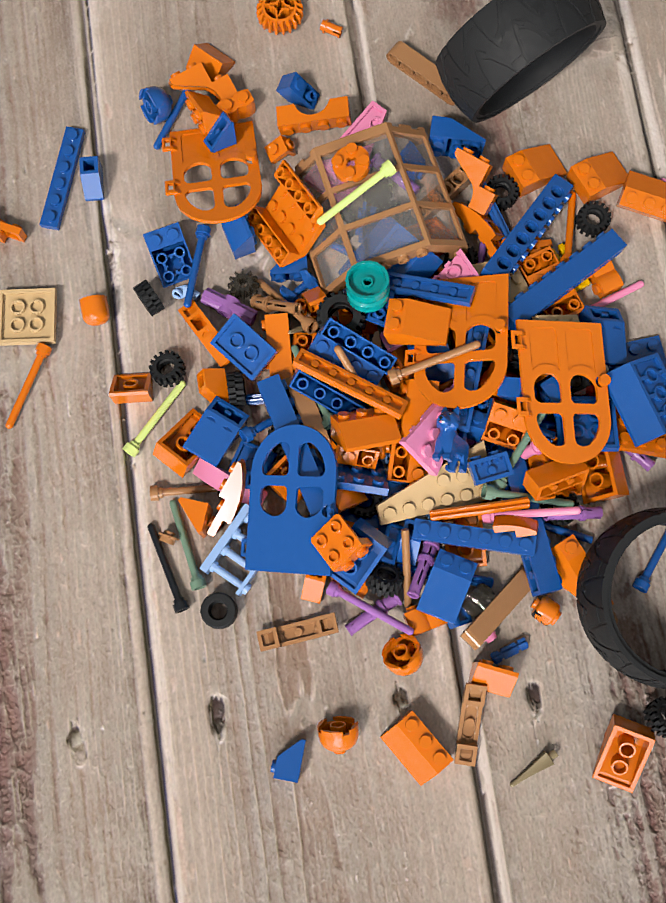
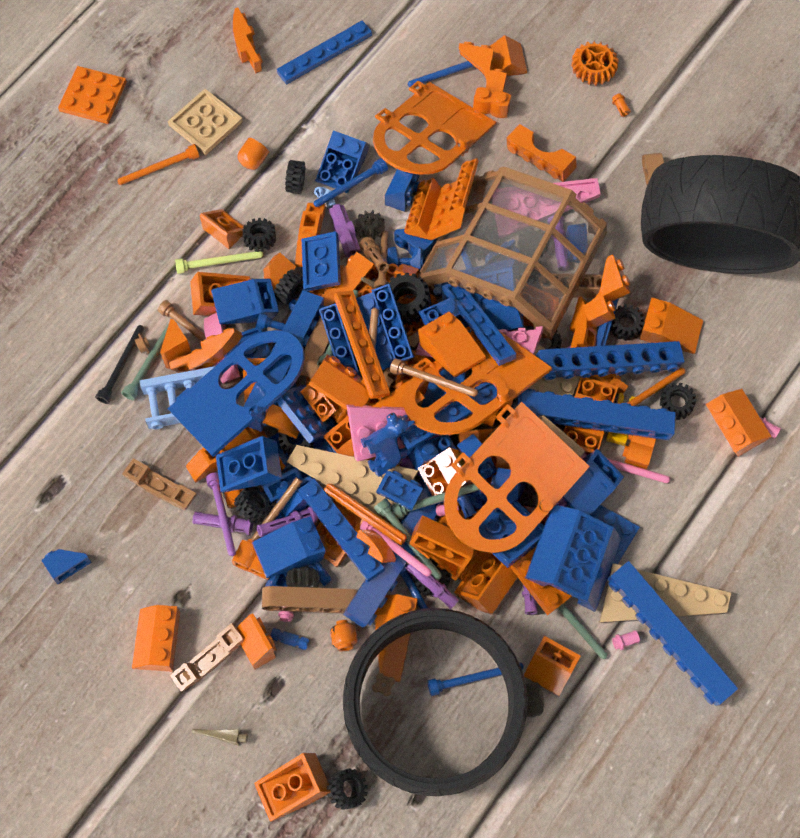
camera: 45 degrees right, 10 degrees down
(92, 178) = (342, 67): slope -> none
(156, 104) = (438, 54): blue cylinder -> none
(203, 111) = (463, 88): orange slope -> none
(210, 601) = (124, 433): black tyre -> none
(221, 134) = (458, 110): blue slope -> none
(280, 148) = (494, 155): orange bracket -> none
(297, 91) = (549, 128): blue slope -> none
(338, 734) = (112, 576): orange cylinder -> none
(340, 544) = (237, 440): orange bracket -> none
(349, 153) = (518, 188): orange plate -> none
(367, 286) = (439, 287): teal wheel -> none
(386, 170) = (534, 221): yellowish green piece -> none
(403, 655) = (211, 567): orange cylinder -> none
(448, 135) = (623, 244): blue slope -> none
(597, 176) = (714, 372): orange slope -> none

